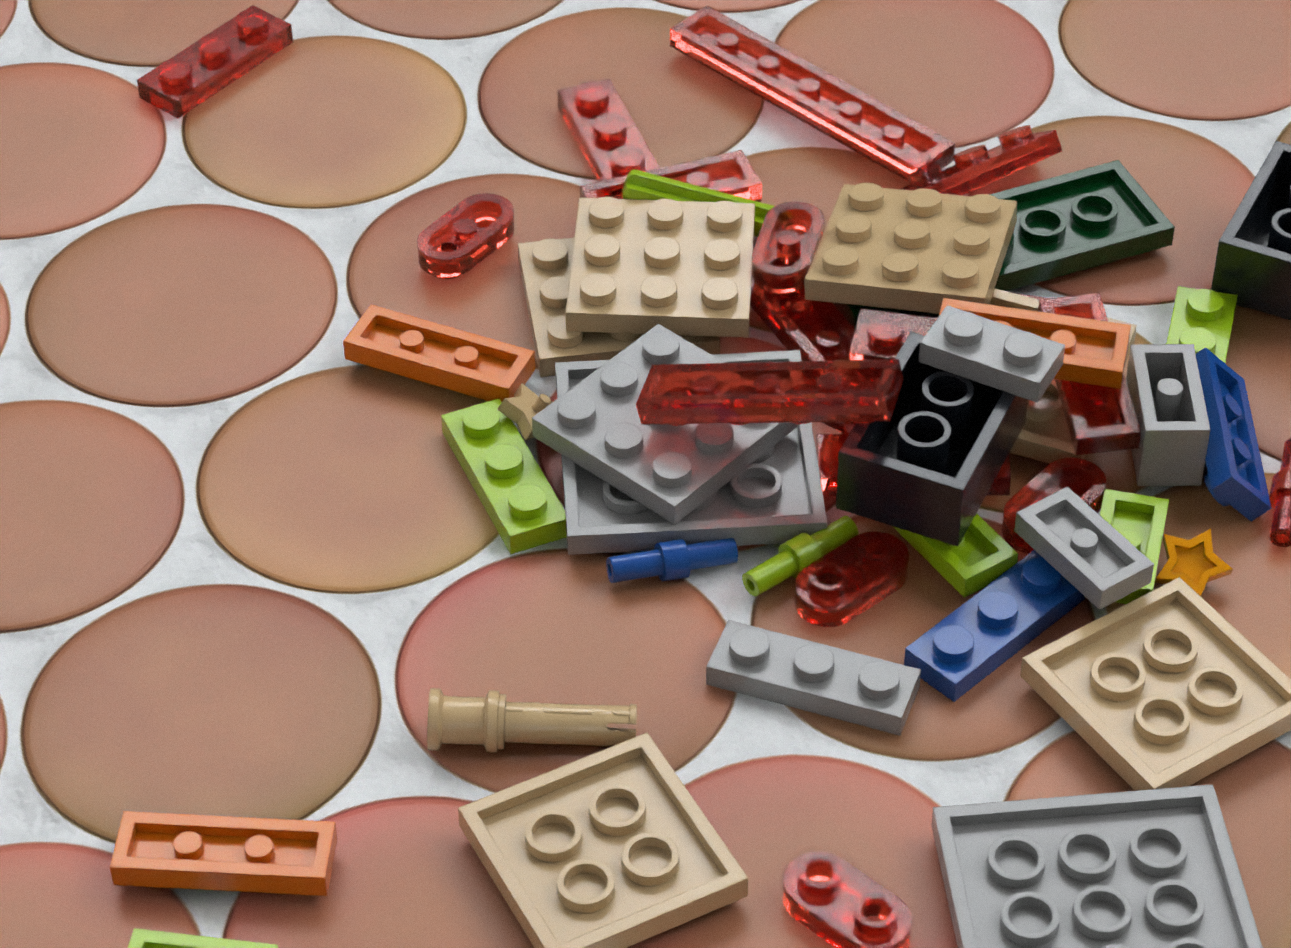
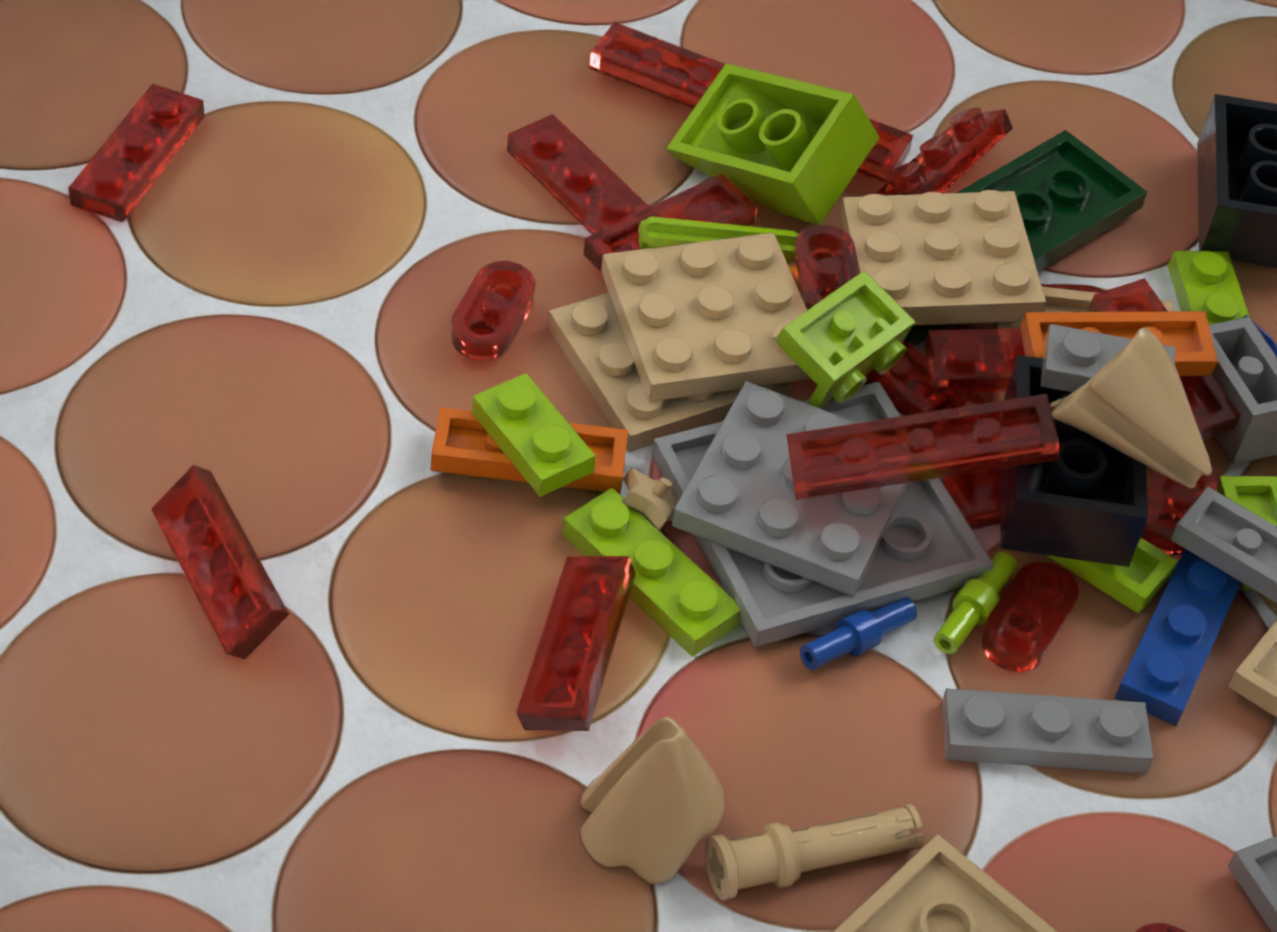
camera: 25 degrees left, 5 degrees up
(116, 396) = (219, 562): none -> clear red plate
(395, 648) = (652, 804): none -> tan hat
(397, 517) = (576, 644): none -> clear red plate
(439, 338) = (533, 434): none -> lime plate
(766, 301) = (847, 338): none -> lime bracket
(808, 128) = (777, 140): none -> lime slope
(979, 381) = (1140, 411): none -> tan hat

